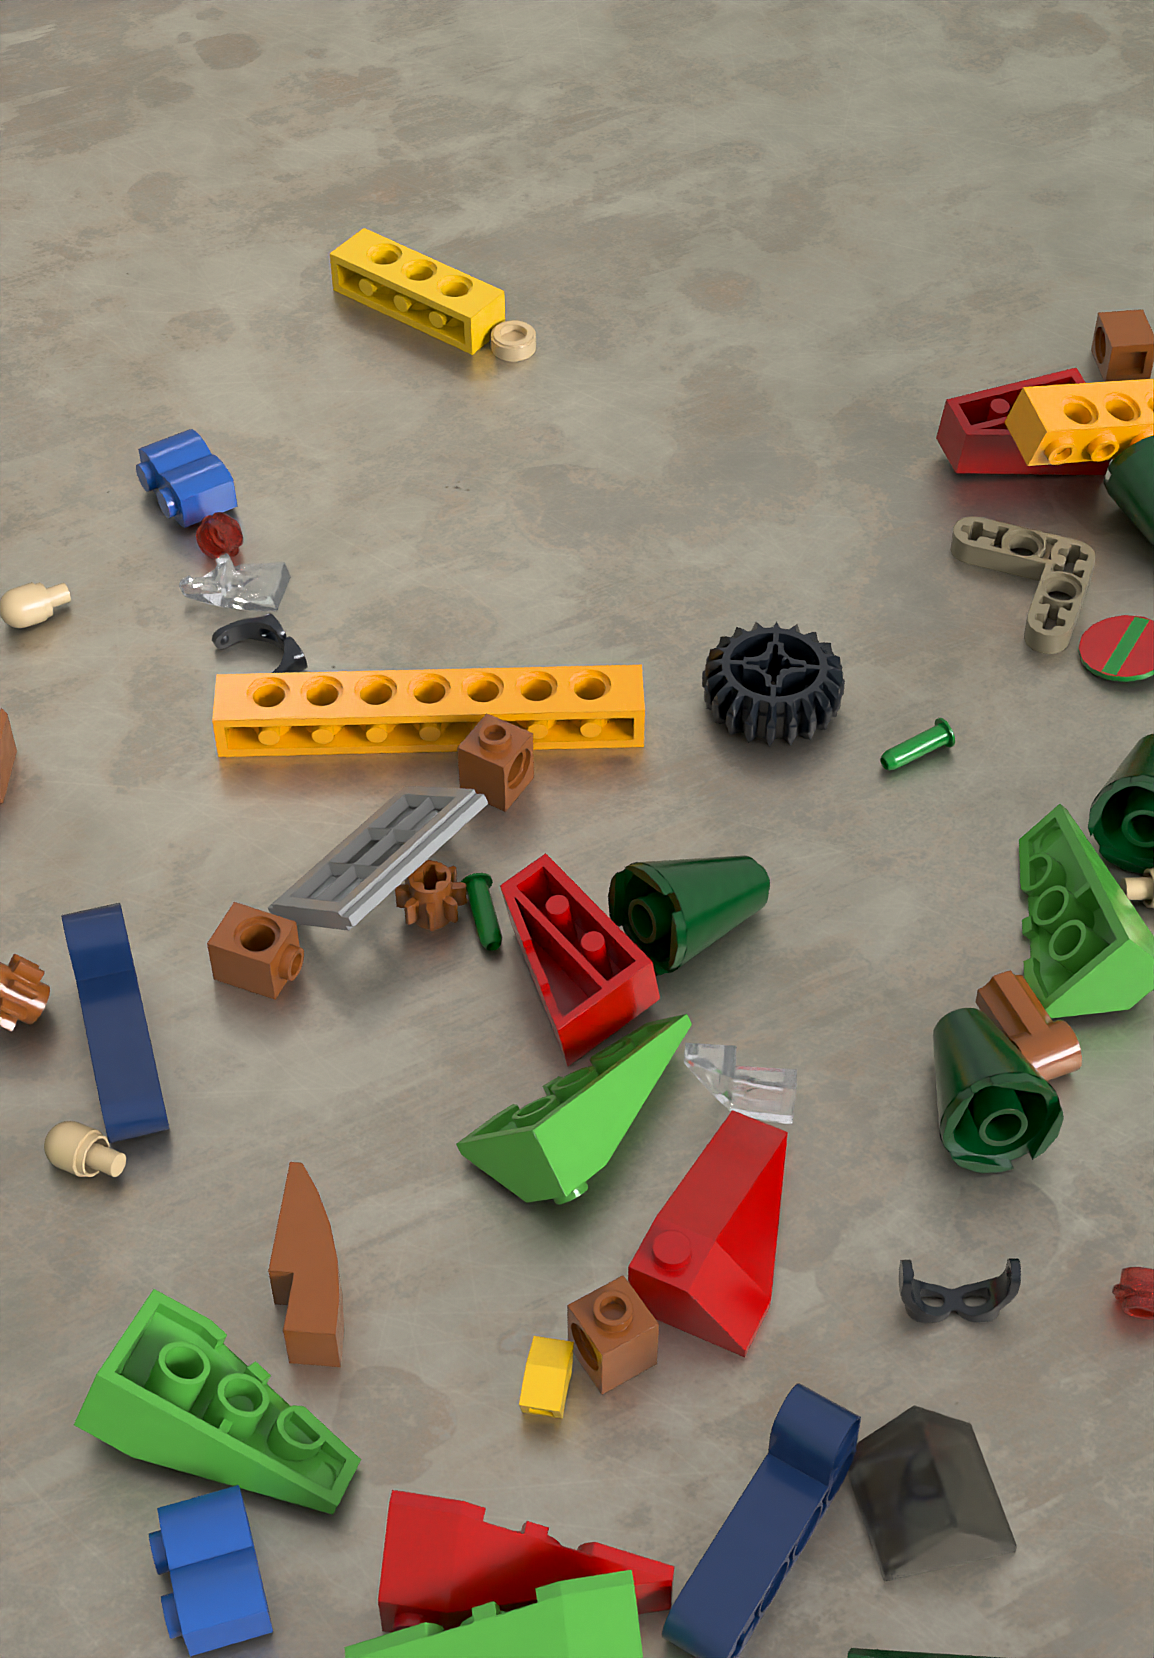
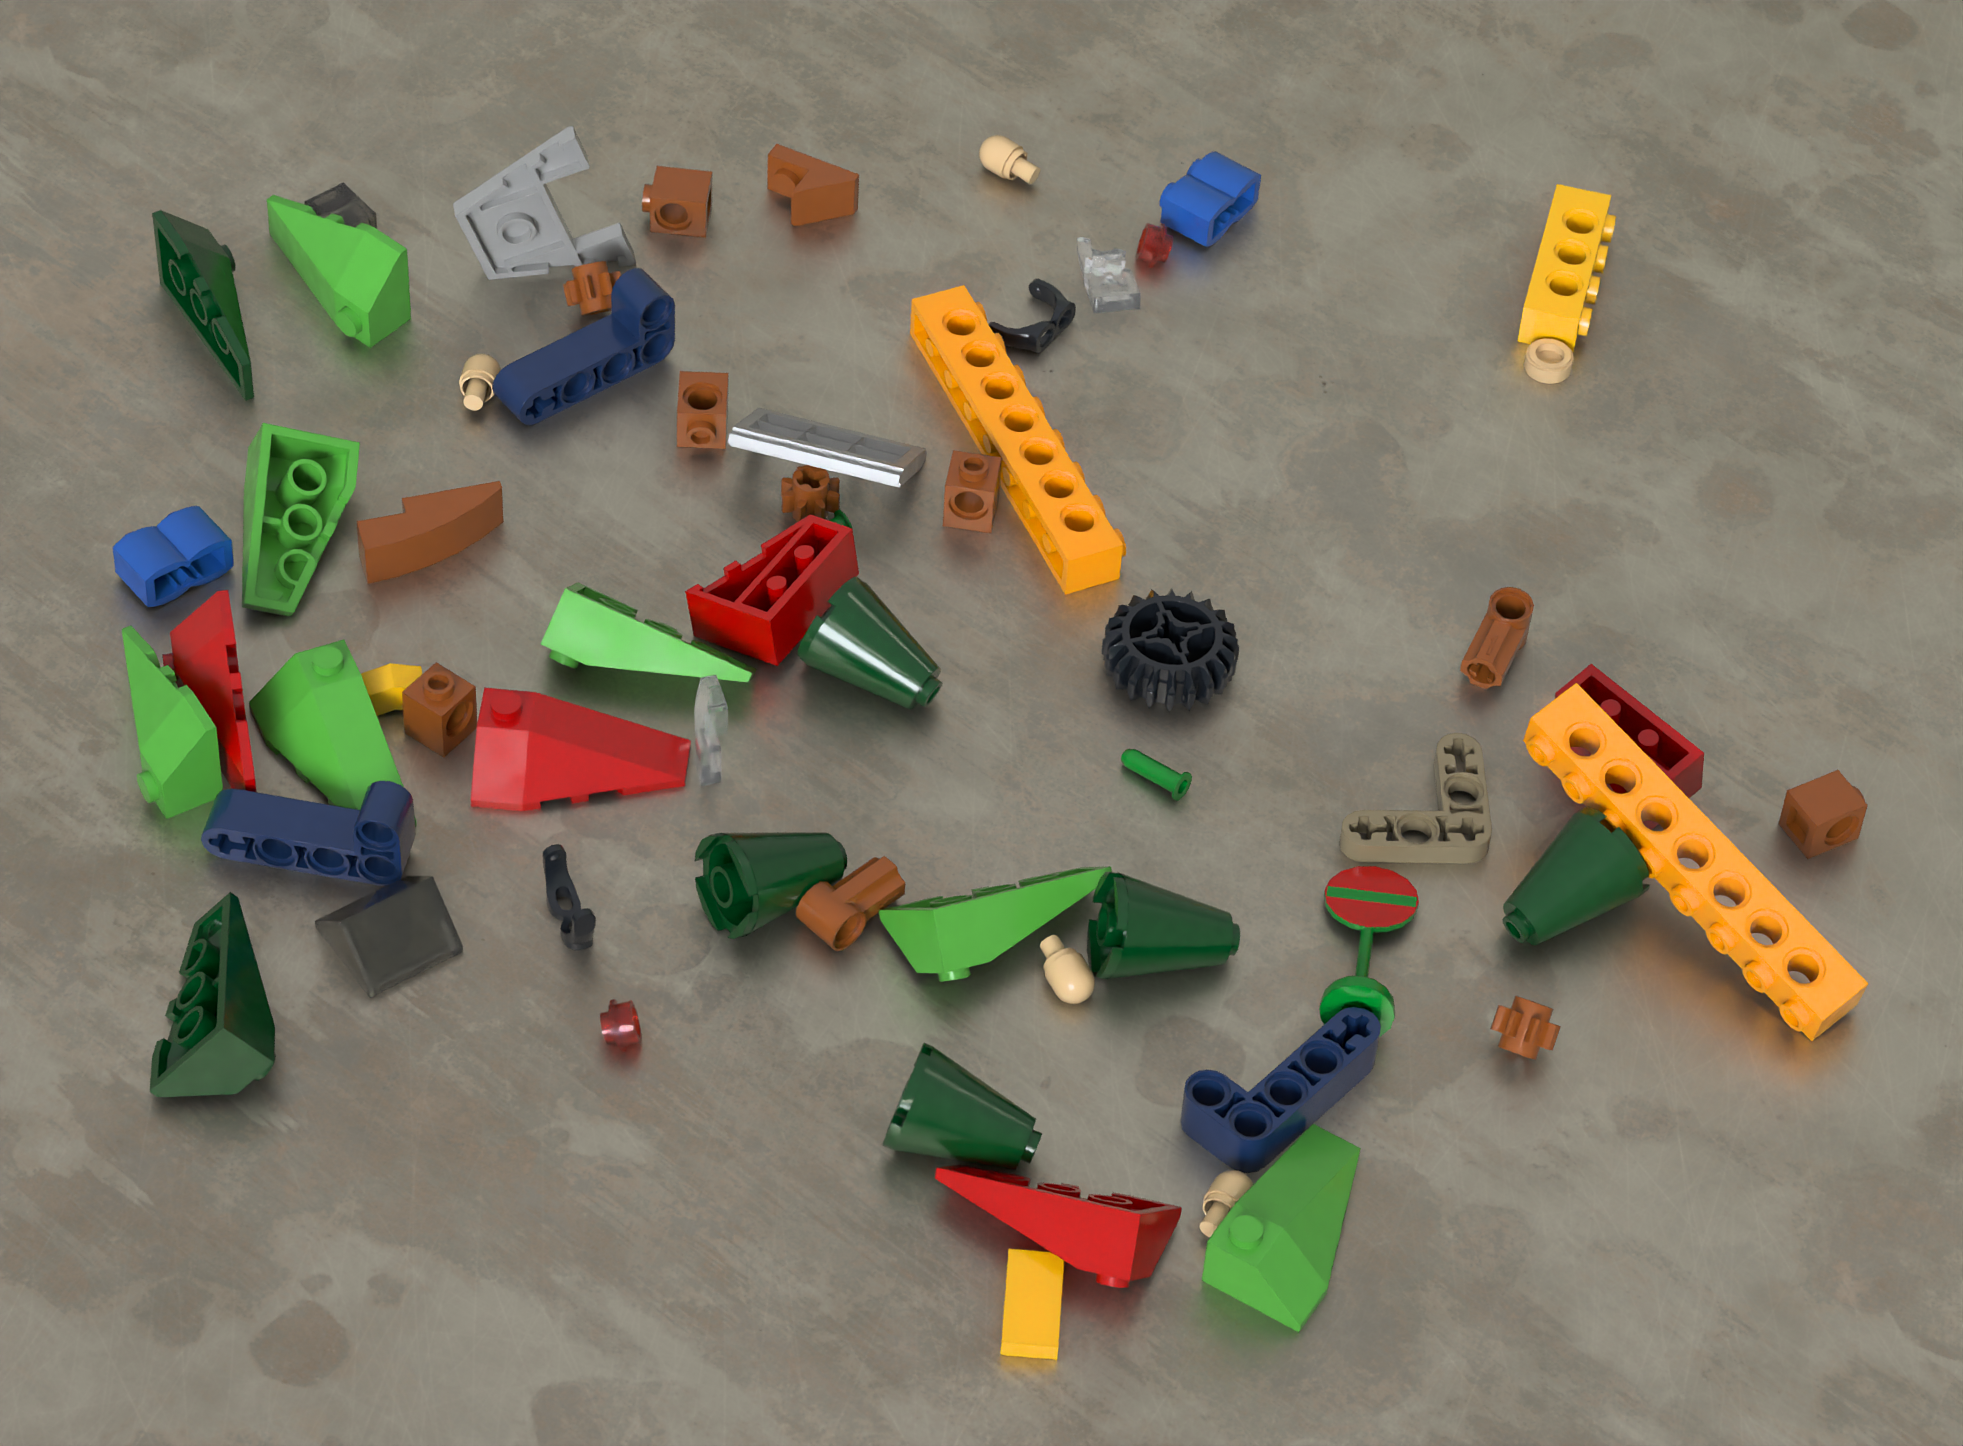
camera: 65 degrees right, 0 degrees up
(609, 1463) = (325, 724): none -> bright green wedge
(838, 461) = (1498, 637): none -> dark orange piece

